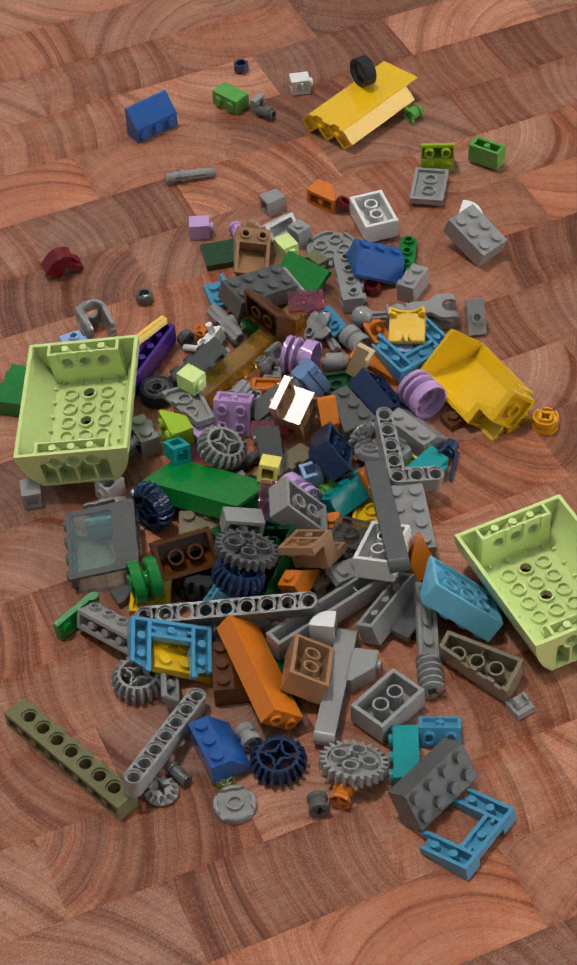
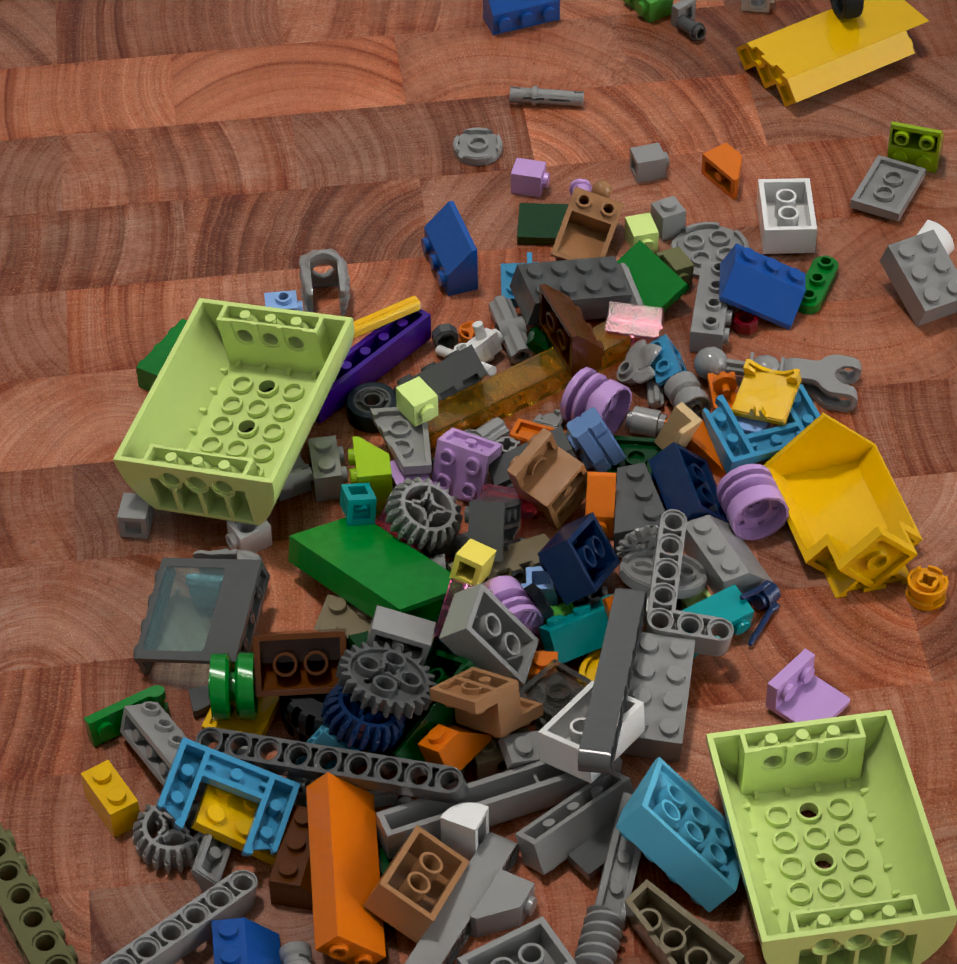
camera: 15 degrees right, 0 degrees up
(59, 260) = (311, 181): dark red brick -> none
(89, 668) = (110, 798): none -> yellow brick
(144, 296) = (410, 261): dark grey tile -> none
(153, 505) = (291, 577): dark blue gear -> none
(157, 215) = (477, 146): none -> light grey tile
(170, 283) = (451, 251): none -> blue slope
(273, 358) = (540, 401): light grey plate -> none
(279, 225) = (640, 200): white brick -> none
(316, 482) = (540, 601): none -> black tile
(343, 203) = (748, 186): dark red tile -> none
(412, 283) = (806, 330): light grey brick -> none
(413, 113) = (906, 72): bright green brick -> none
(418, 556) = (647, 749): orange slope -> none
(452, 420) = (787, 553): reddish brown plate -> none
(475, 316) = (879, 401): light grey brick -> none
(494, 502) = (801, 695): none -> lavender bracket

